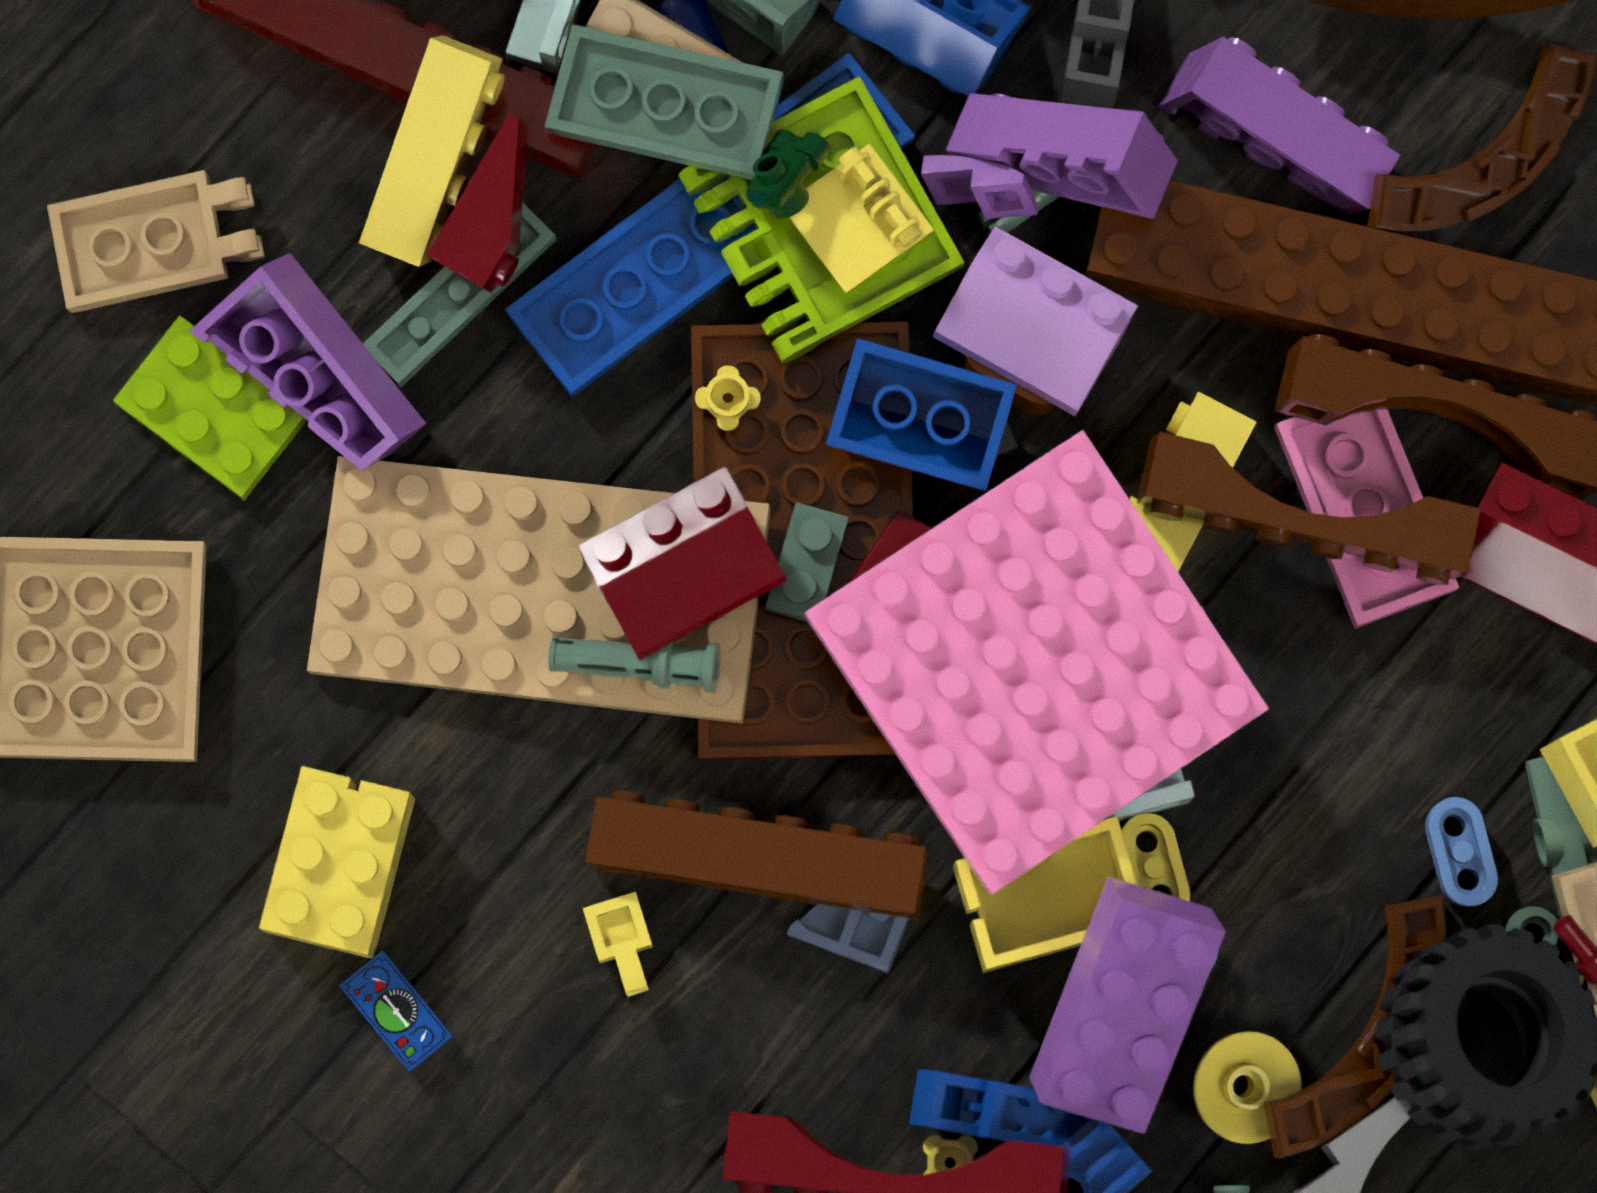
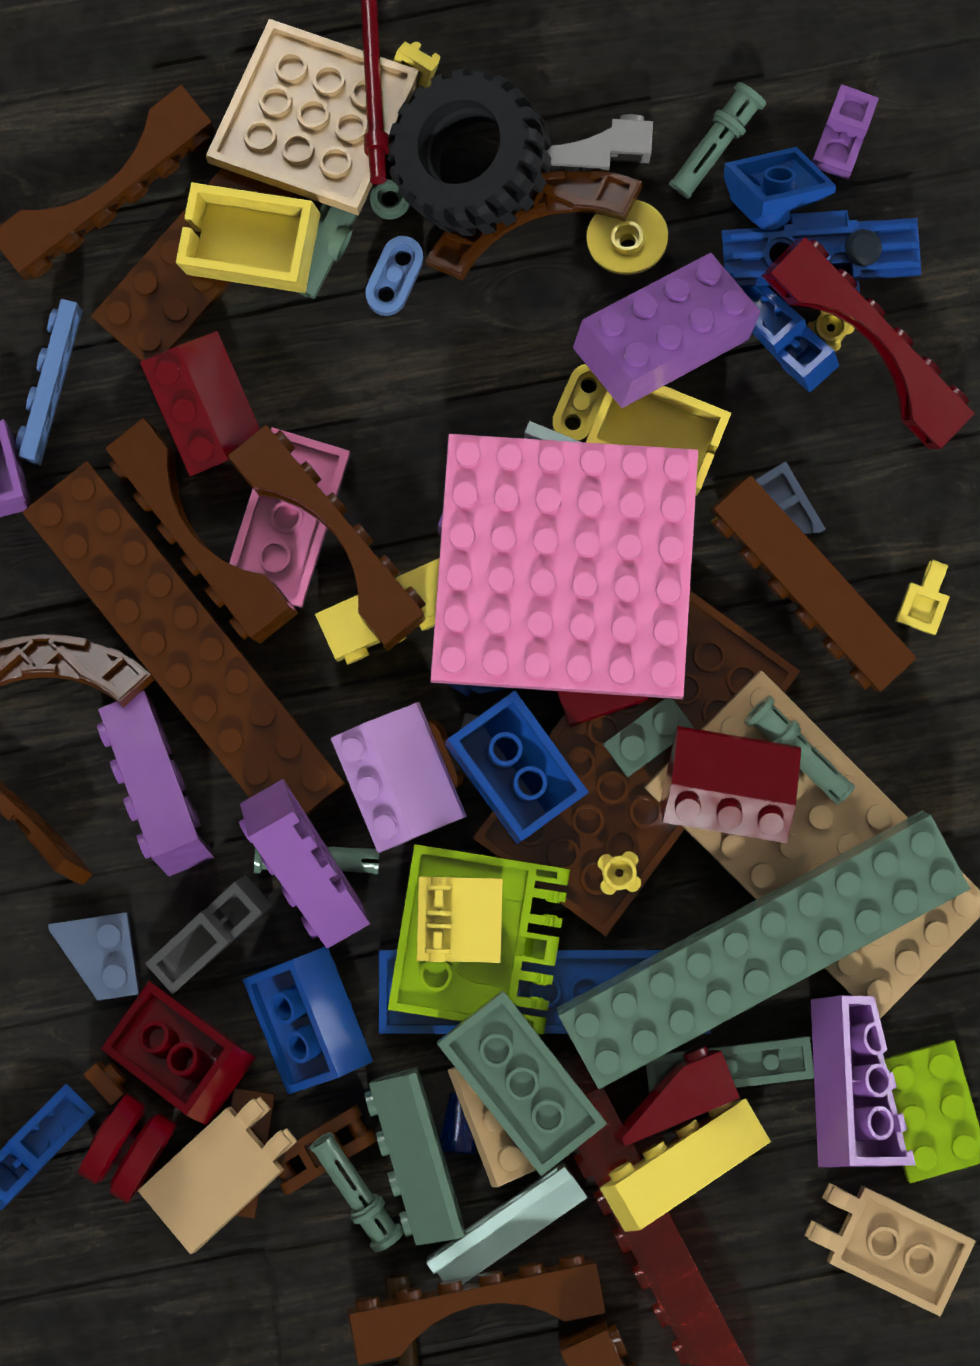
camera: 140 degrees left, 5 degrees up
(518, 427) = (762, 948): none -> sand green brick
(783, 169) = (485, 981): dark green plate -> none
(965, 179) = (361, 880): medium lavender slope -> none

